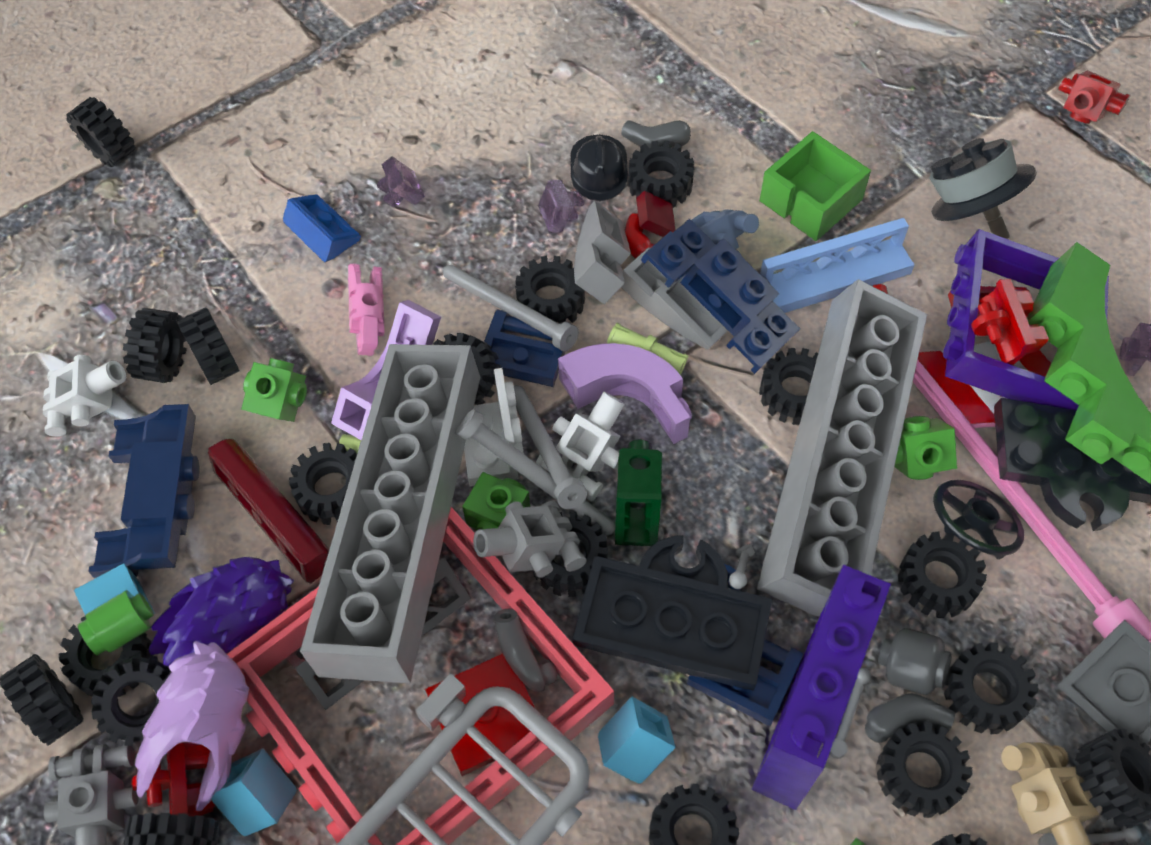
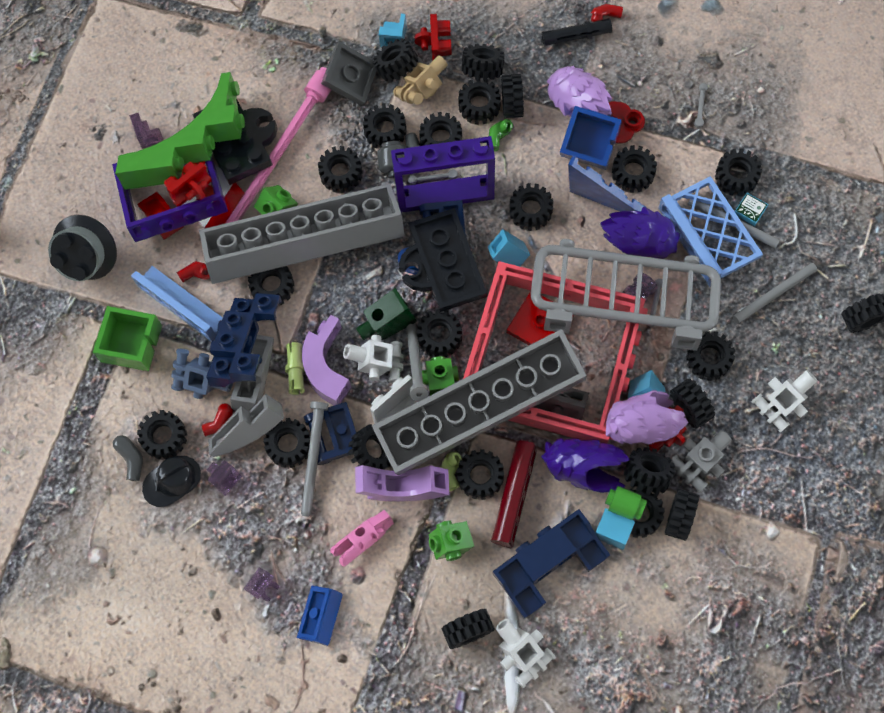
camera: 120 degrees left, 10 degrees up
(208, 345) = (448, 597): black tyre -> none
(519, 654) = (507, 318): dark grey arm -> none
(531, 539) = (452, 338): light grey piece -> none
(568, 491) = (393, 372): light grey bar -> none
(655, 214) = (196, 418): dark red tile -> none
(738, 578) = (383, 258): light grey hinge -> none
(978, 516) = (299, 165): black wheel -> none

